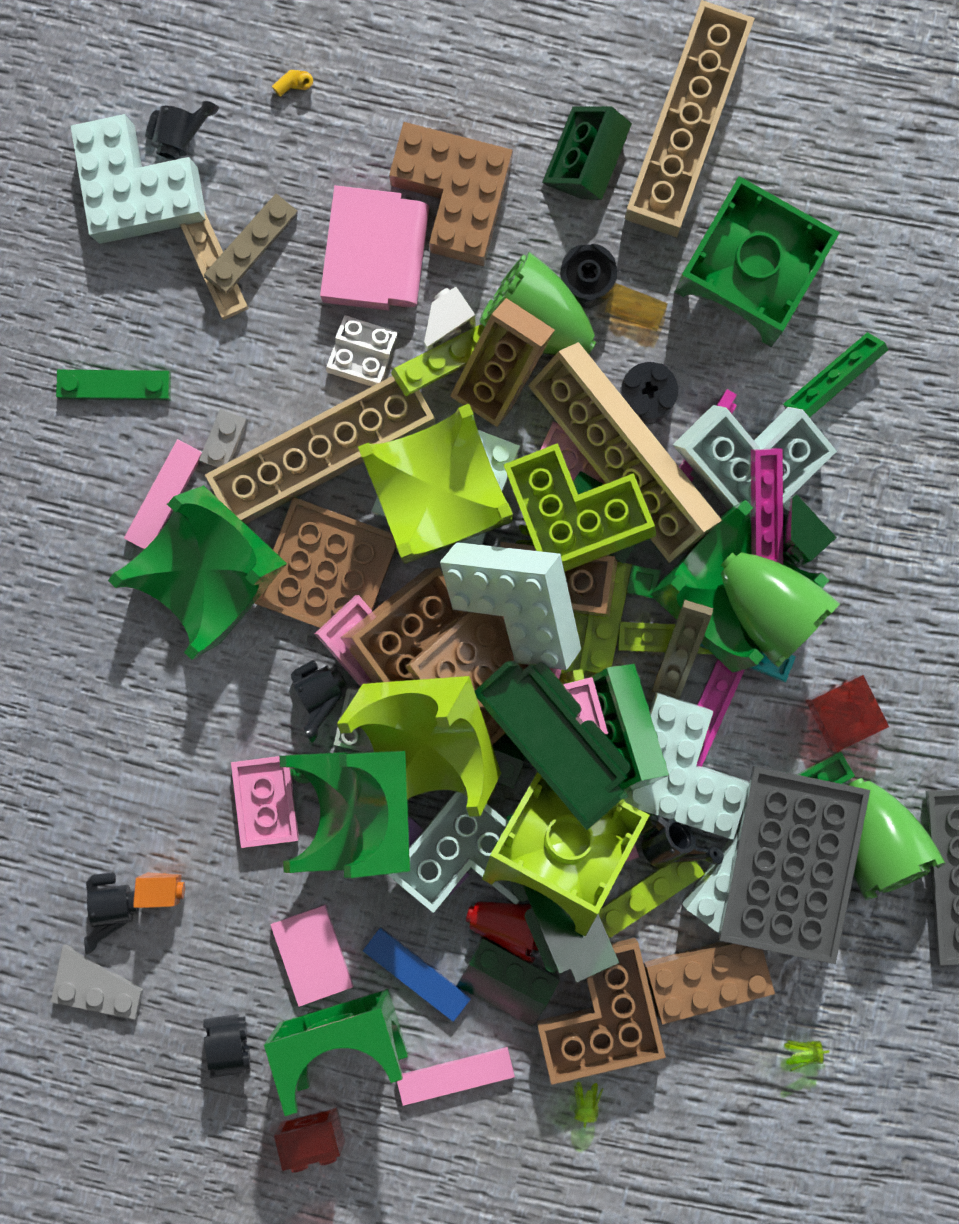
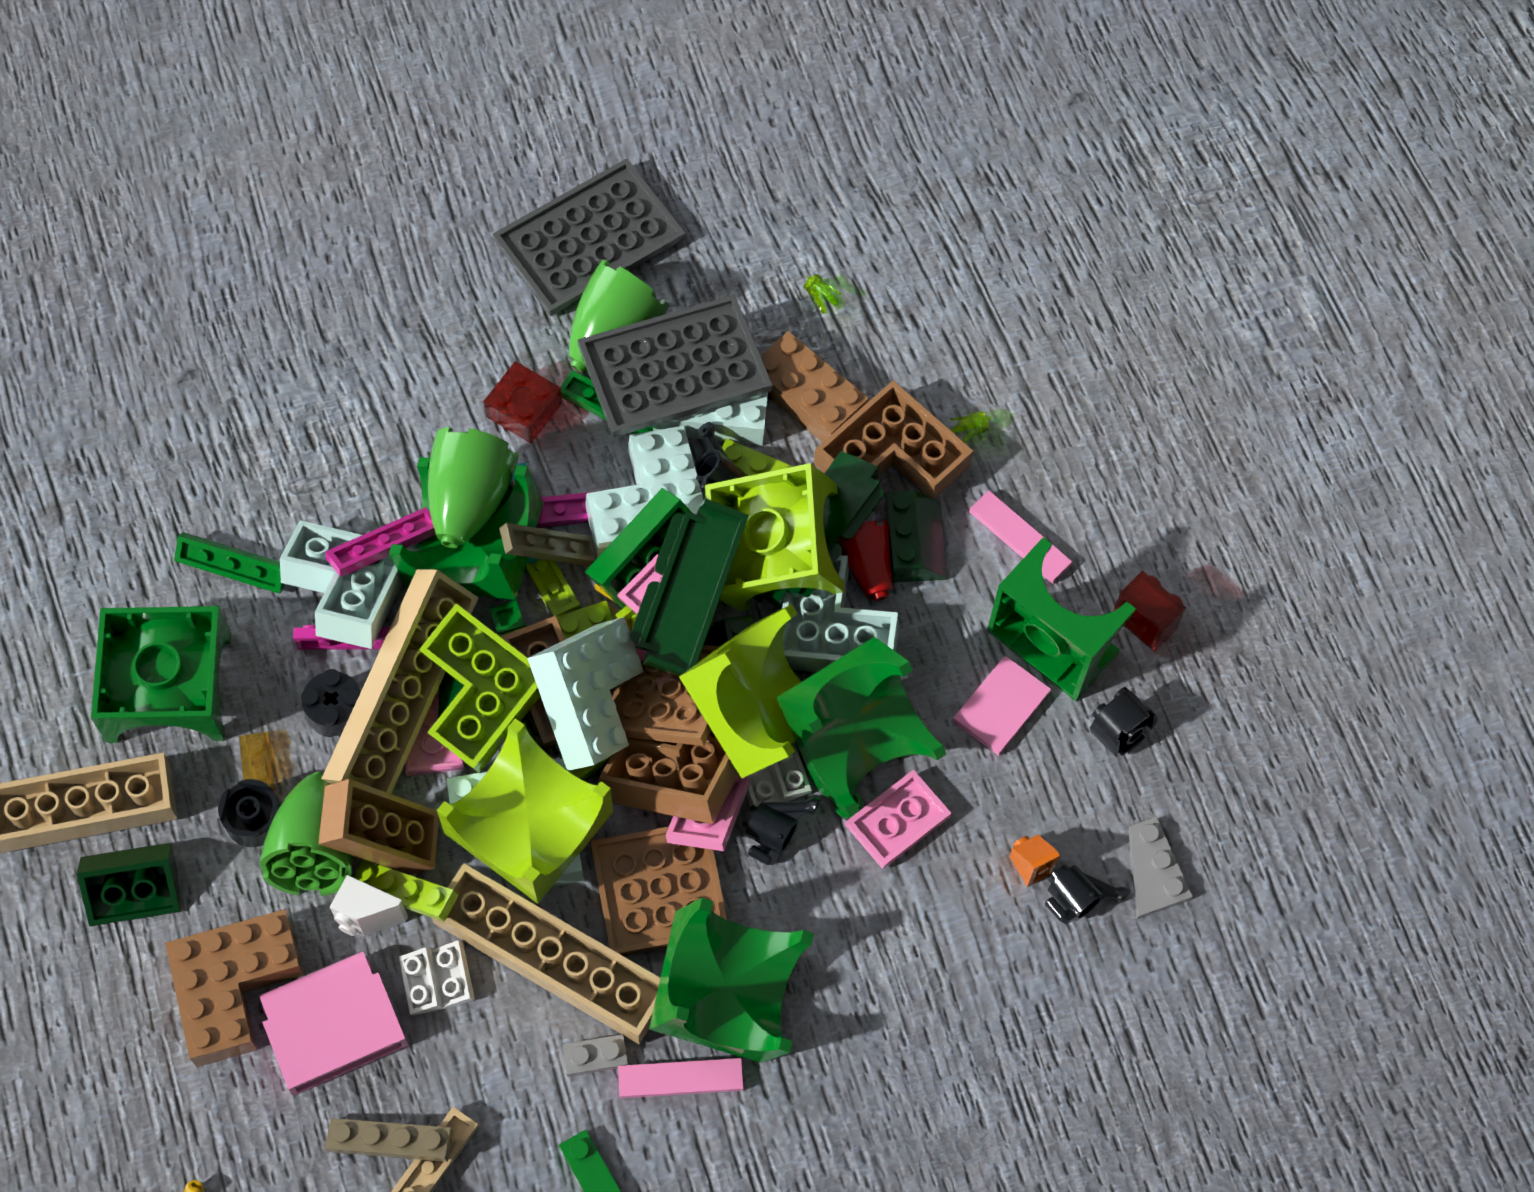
camera: 130 degrees left, 20 degrees down
(416, 974) = (959, 613): blue tile -> none
(803, 533) = (390, 498): dark green slope -> none

